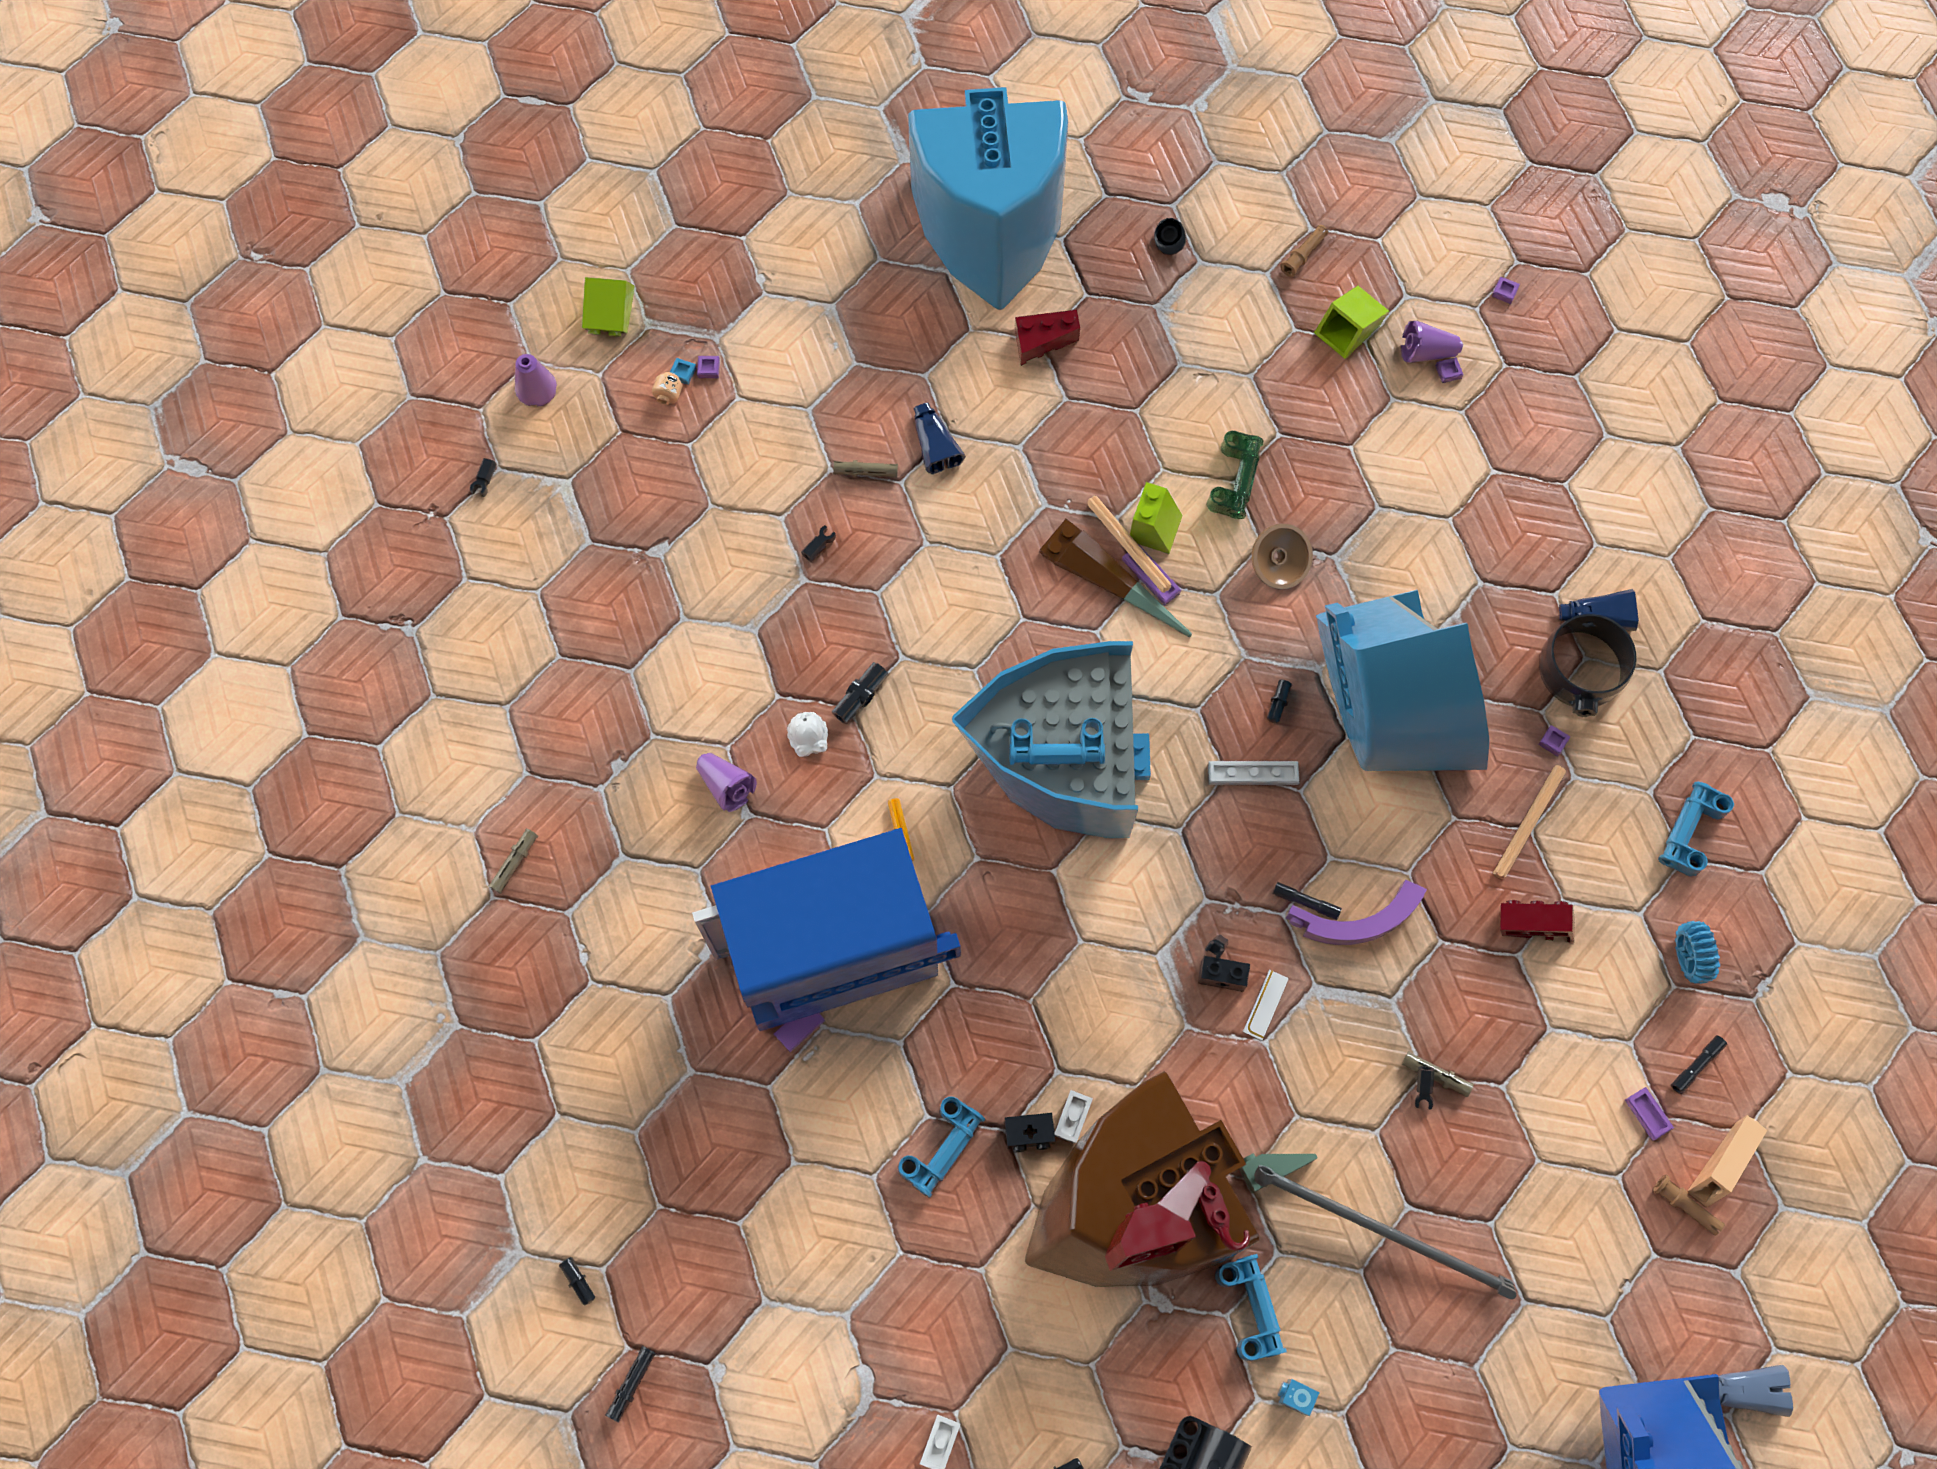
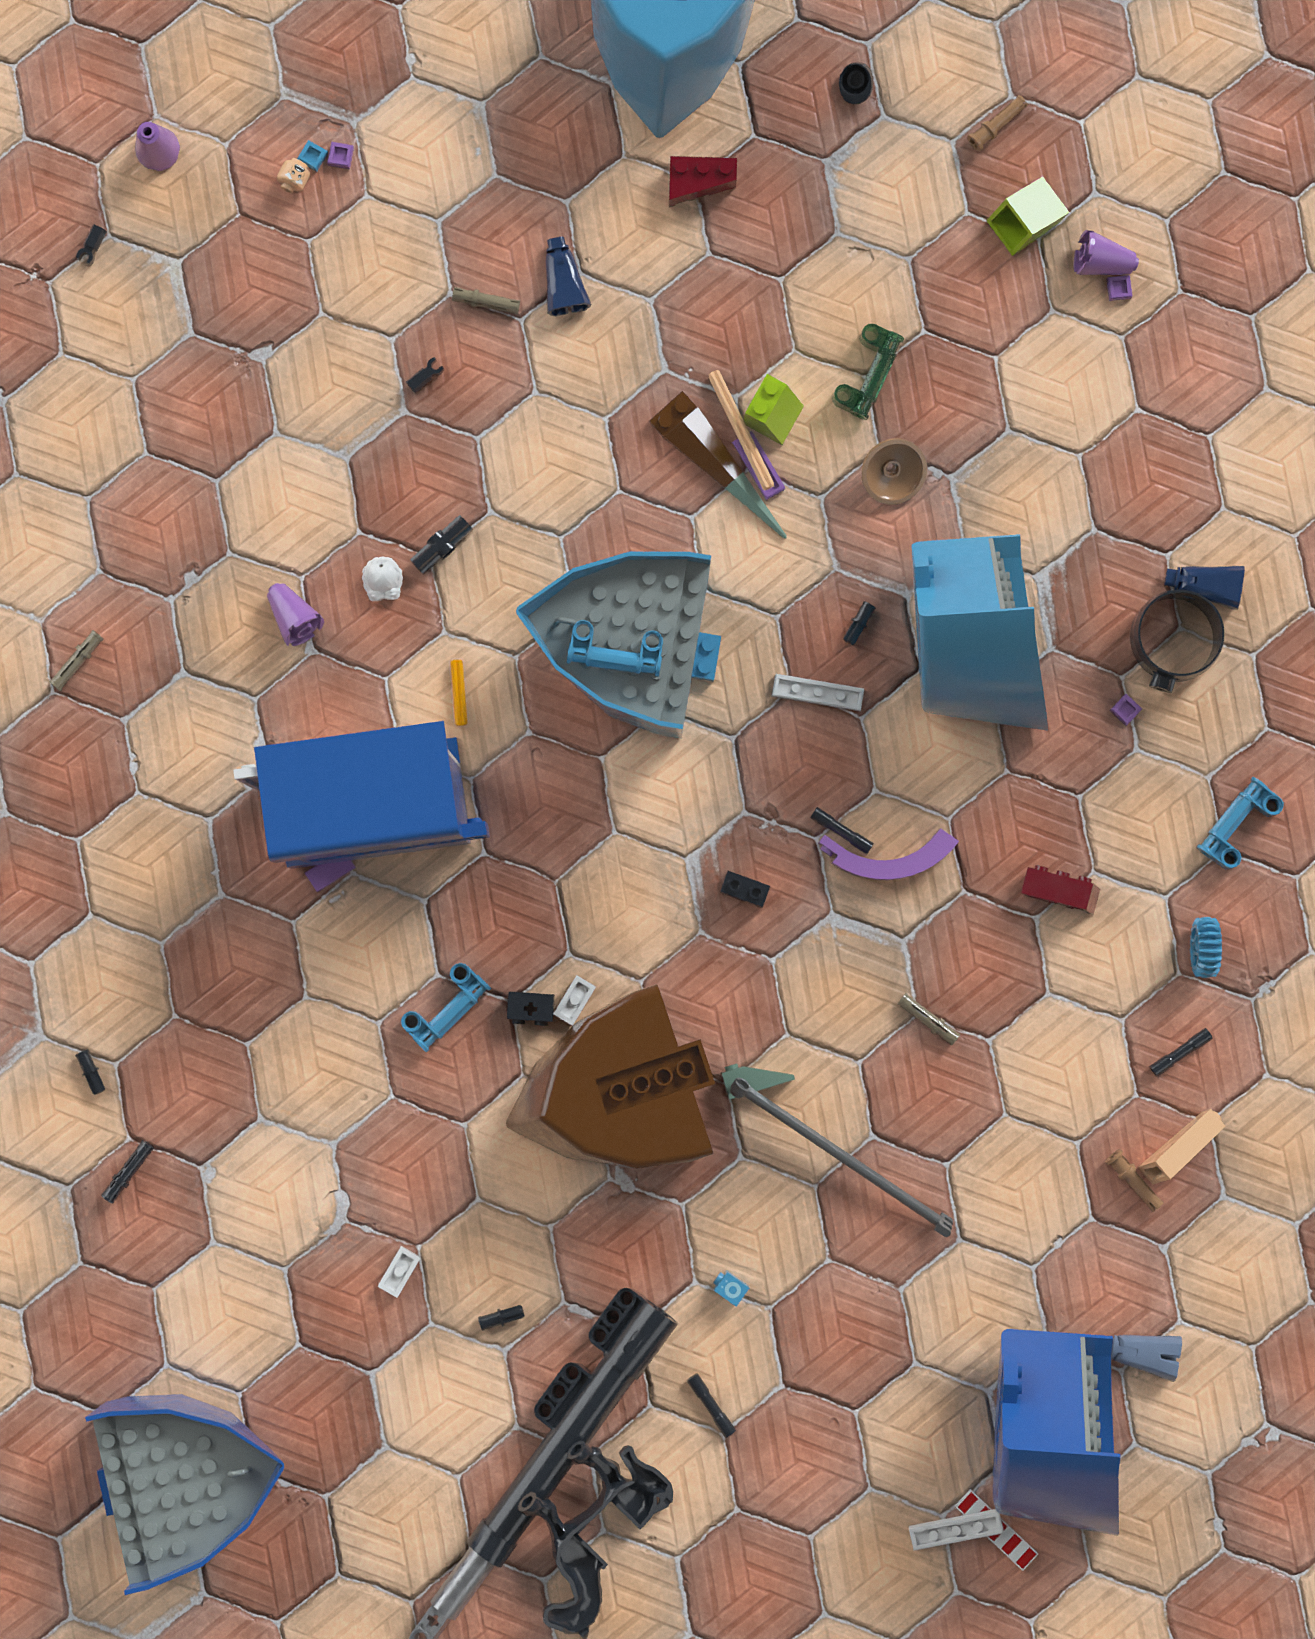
camera: 10 degrees right, 15 degrees up
(607, 306) = (243, 69): lime slope -> none
(1165, 1226) = (625, 1130): dark red slope -> none
(1217, 946) = (744, 861): black bar -> none
(1265, 1005) = (780, 924): white sticker -> none
(1268, 1340) = (714, 1203): dark azure piece -> none
(1425, 1085) = (913, 1029): black bar -> none
(1505, 290) = (1202, 204): medium lavender tile -> none
(1529, 822) = (1079, 788): light nougat axle -> none
(1649, 1113) = (1121, 1089): medium lavender tile -> none

